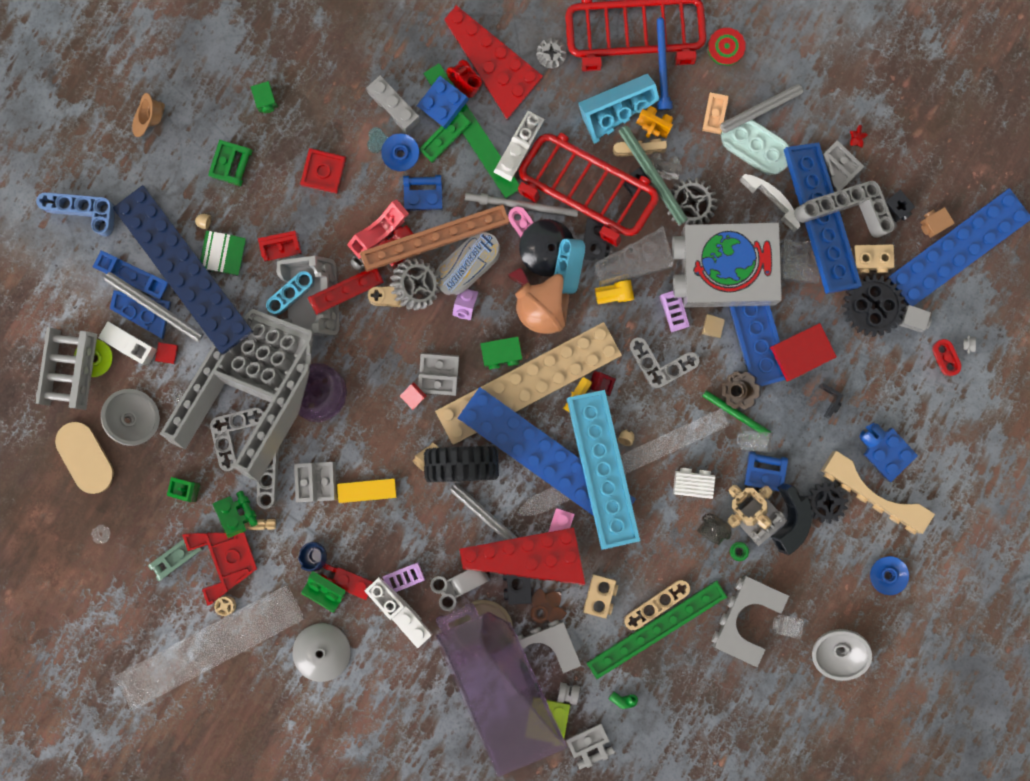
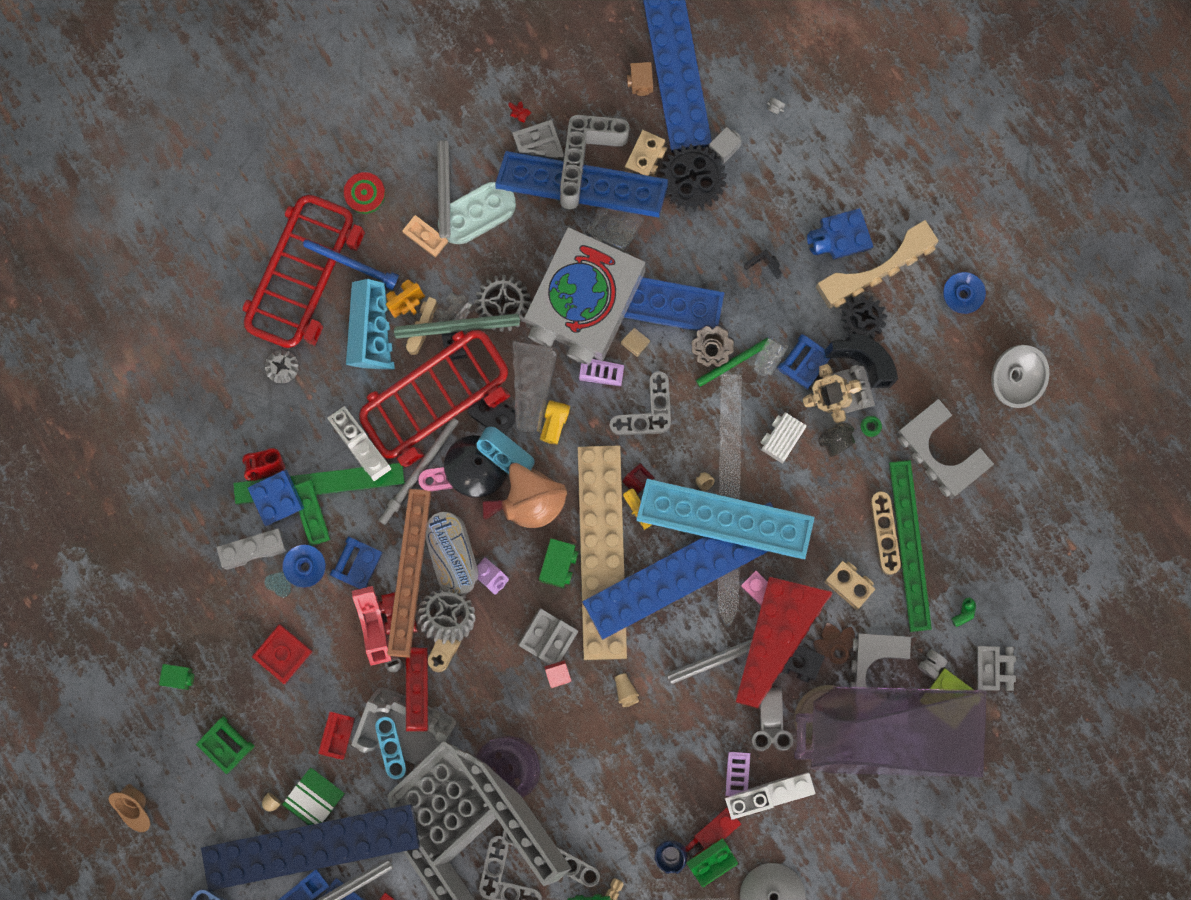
camera: 60 degrees left, 5 degrees down
(315, 482) = (596, 817): light grey slope -> none
(366, 490) = (630, 769): yellow tile -> none
(461, 464) = (652, 656): black tyre -> none
(499, 68) = (271, 424): red wing -> none
(754, 183) = (537, 218): white slope -> none
(788, 626) = (967, 414): clear brick -> none
(803, 352) = (705, 267): red tile -> none
(899, 199) = (599, 105): black brick -> none
(948, 356) = (777, 133): red plate -> none

